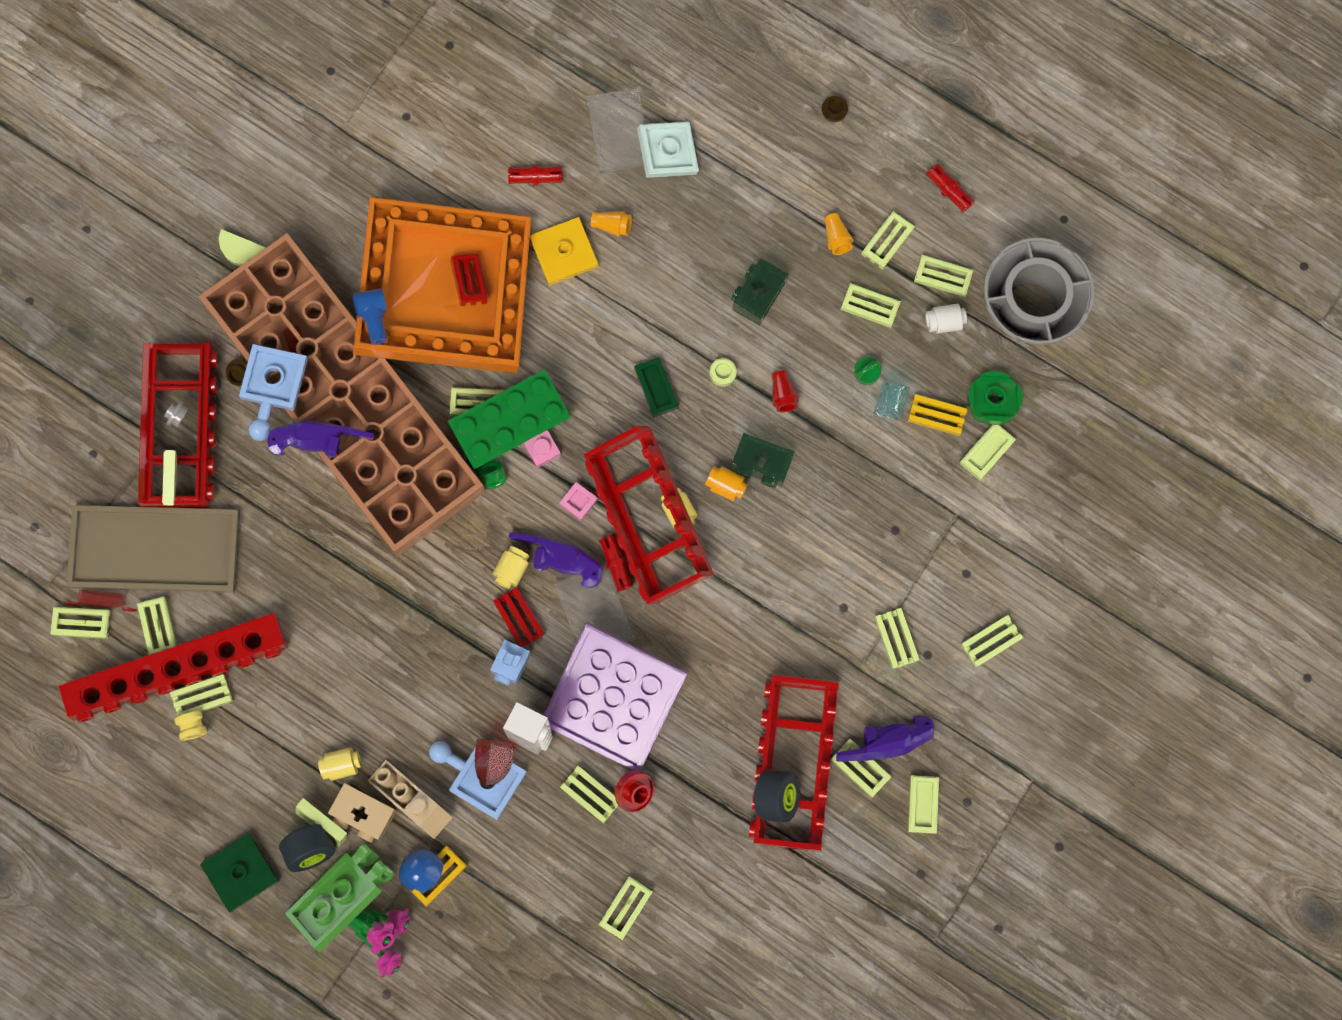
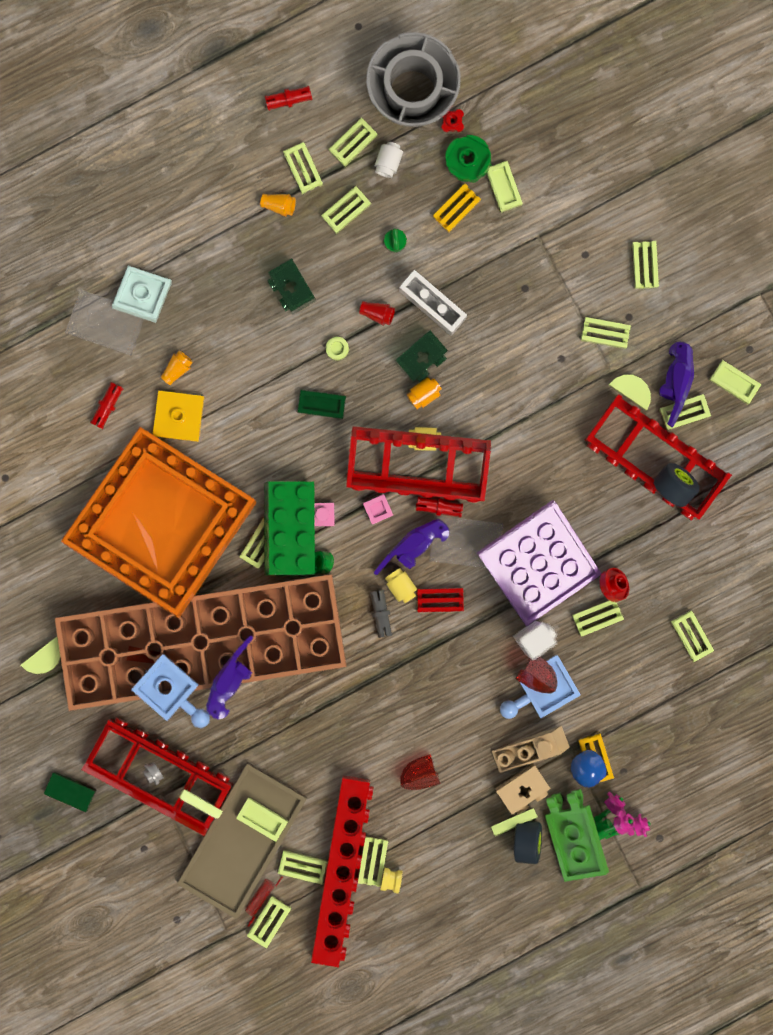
camera: 60 degrees left, 10 degrees up
(114, 347) = (70, 792): none -> dark green tile
(186, 556) = (262, 819): none -> yellowish green tile
(235, 371) = (140, 710): dark brown plate -> none
(239, 873) = (517, 899): dark green plate -> none
(320, 695) = (419, 774): none -> clear red brick
(339, 764) = (478, 786): light yellow brick -> none
(371, 307) = (153, 587): blue pin -> none
(470, 563) = (381, 613): none -> dark grey pin
(471, 298) = (182, 505): red tile -> none
(510, 663) = (472, 624): light blue brick -> none
(824, 440) = (432, 302): none -> white brick
(834, 109) = (178, 149): dark brown plate -> none
(854, 699) = (633, 389): none -> yellowish green tile
(891, 400) = (429, 235): clear light blue brick -> none
(1021, 369) = (457, 125): none -> red plate

